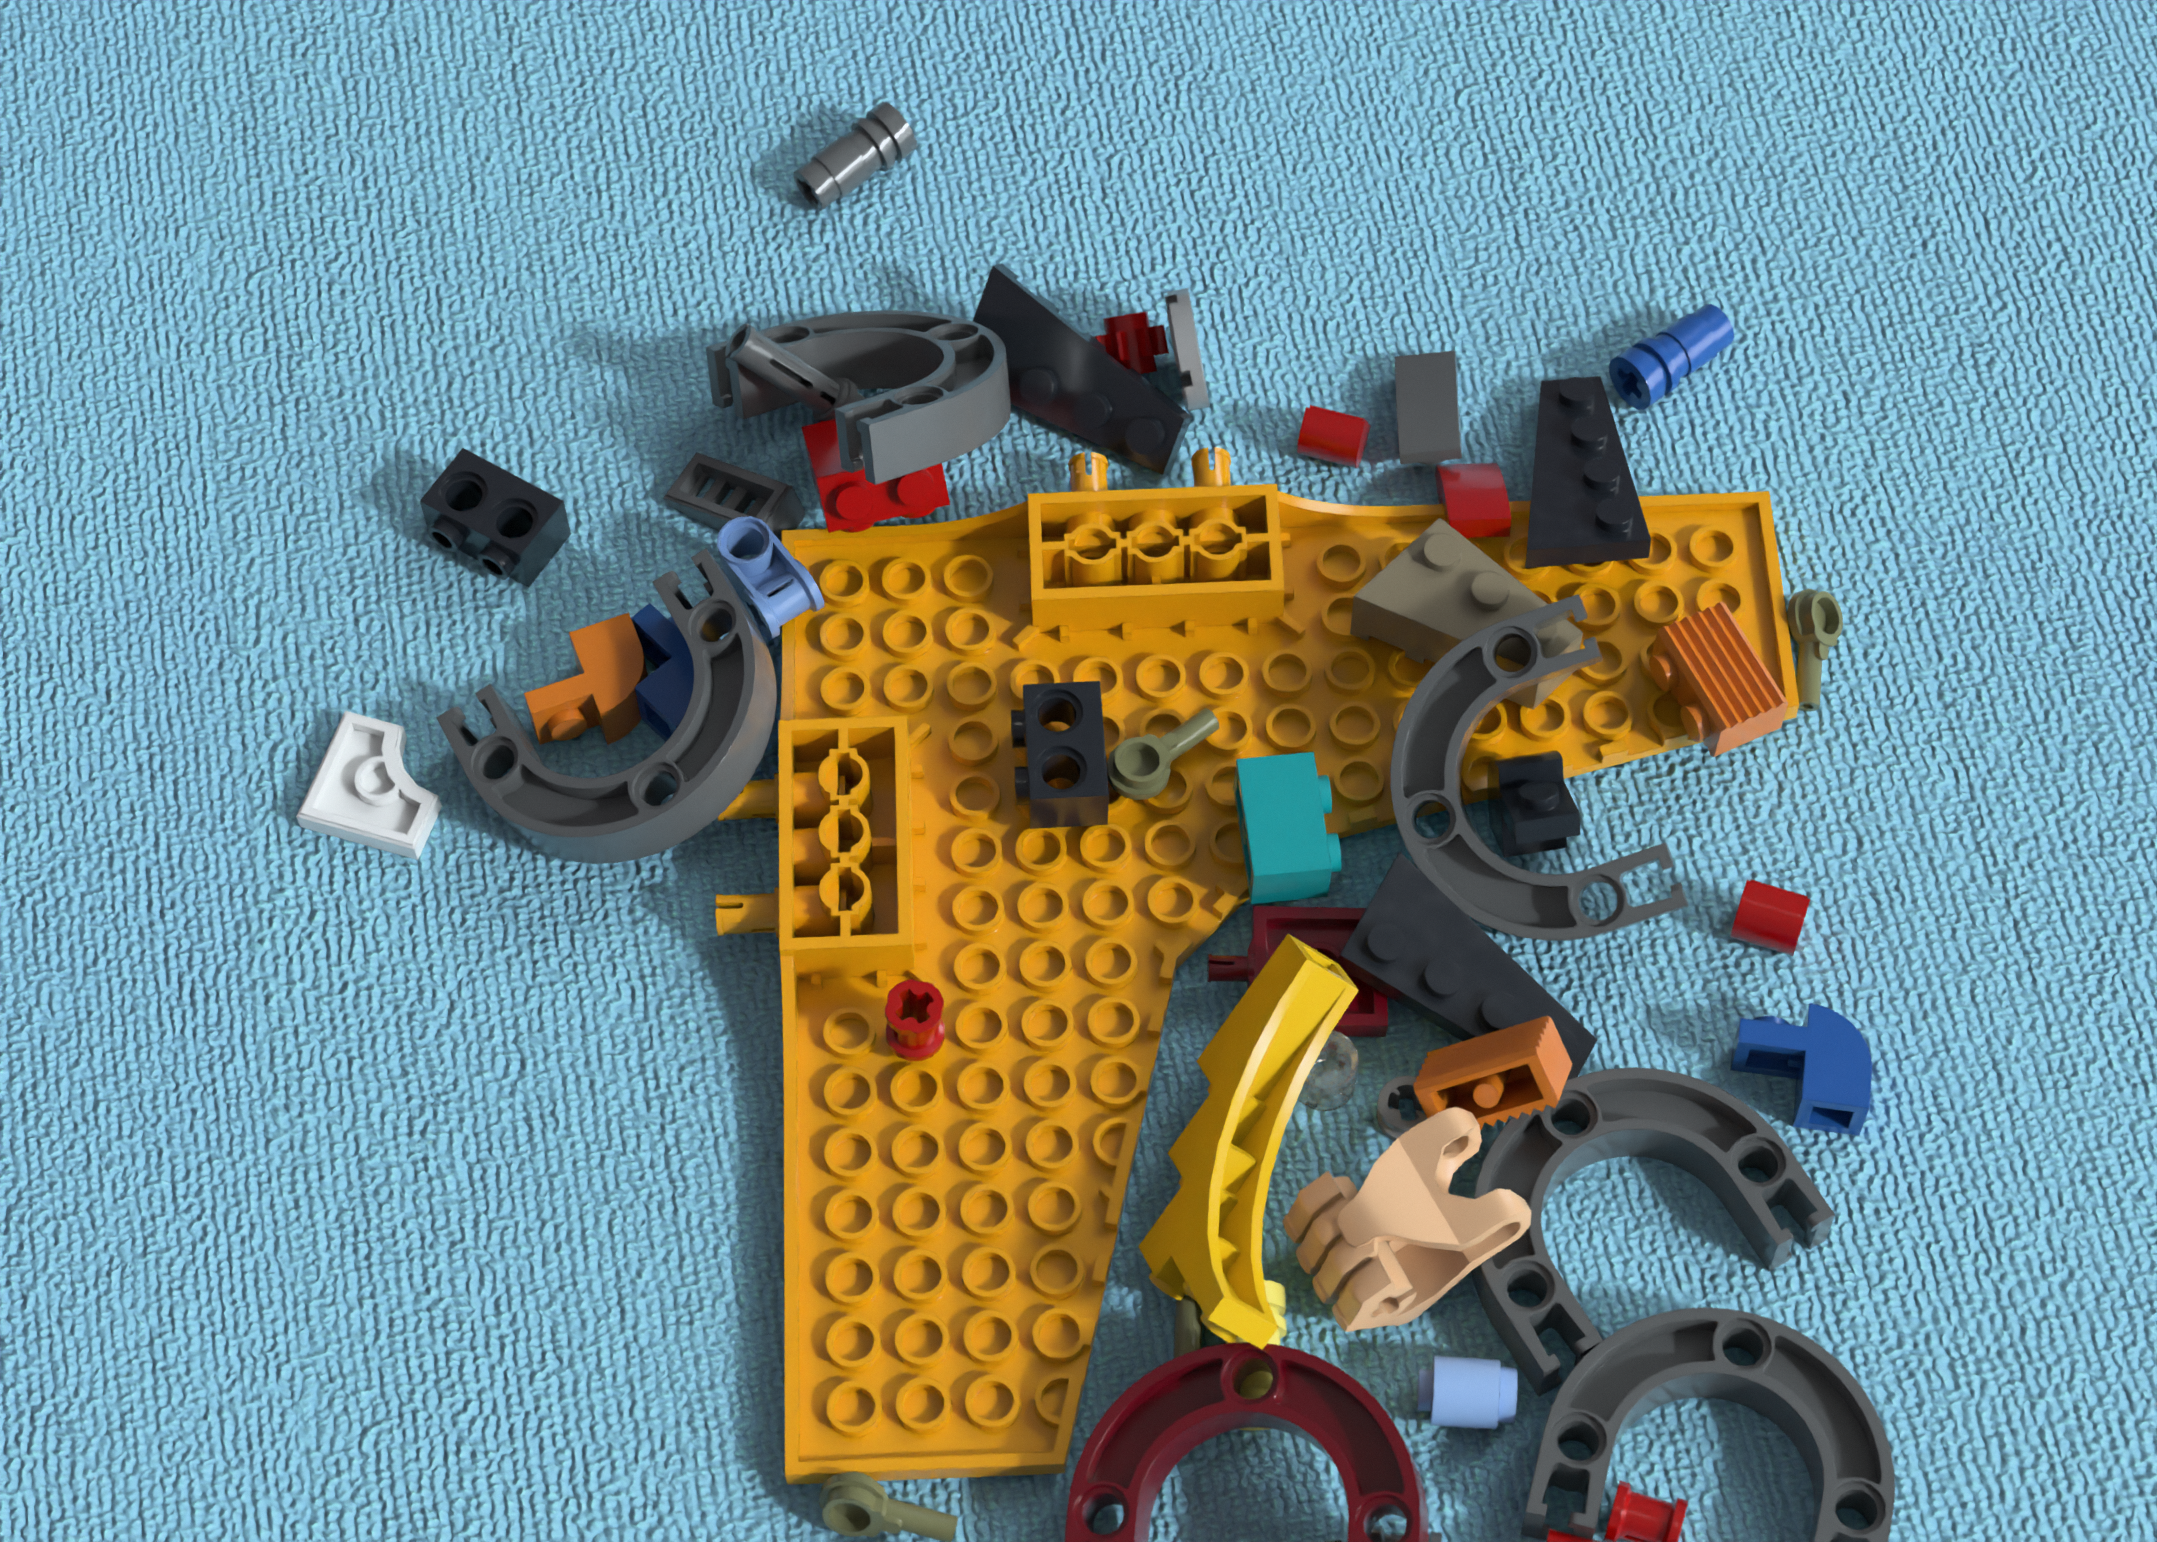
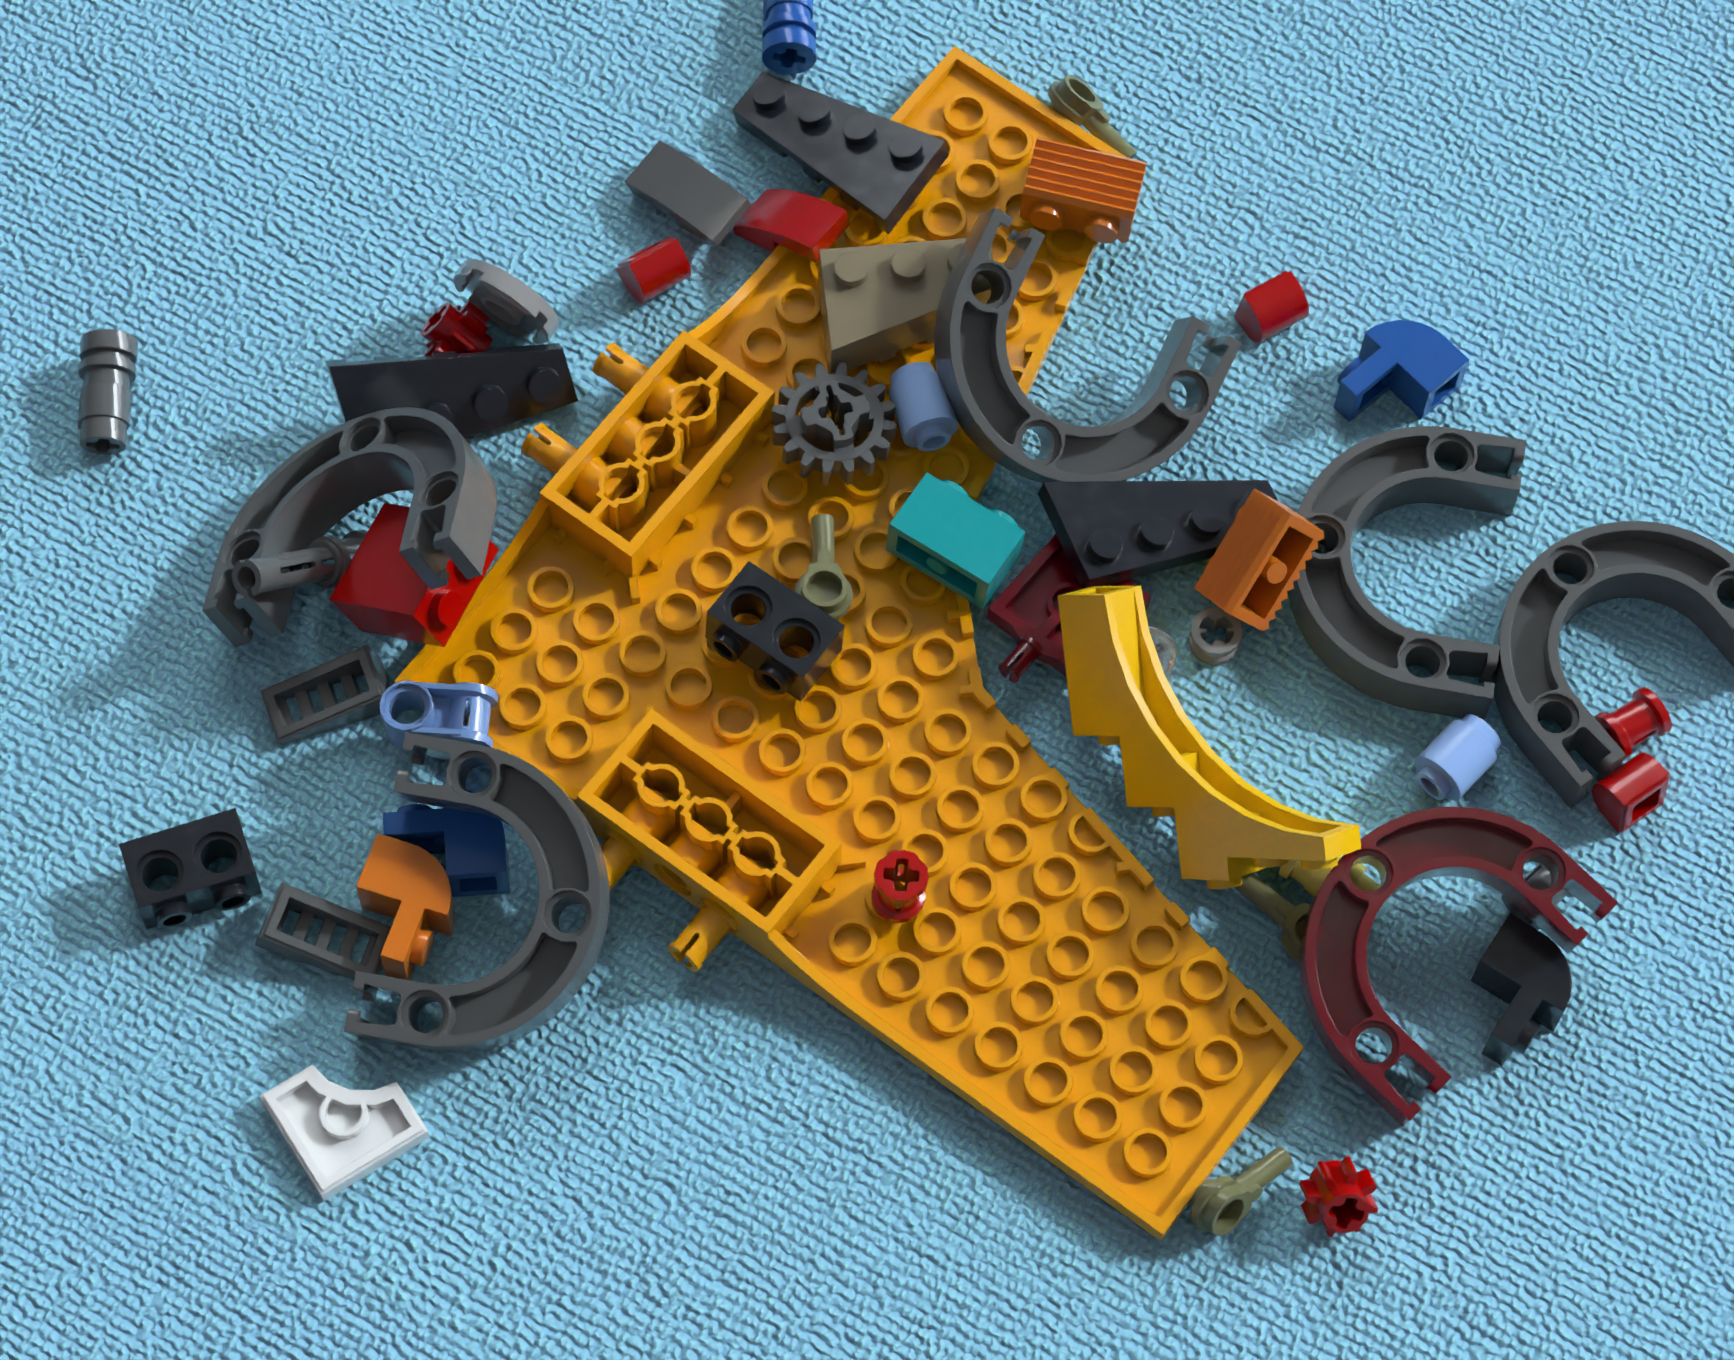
camera: 55 degrees left, 5 degrees up
(506, 608) = (331, 914): none -> dark grey slope
(1311, 679) = (817, 440): none -> dark grey gear
(1376, 712) = (922, 407): none -> light blue brick
(1403, 1234) = (1317, 704): light nougat piece -> none
(1530, 804) = (1077, 375): black brick -> none

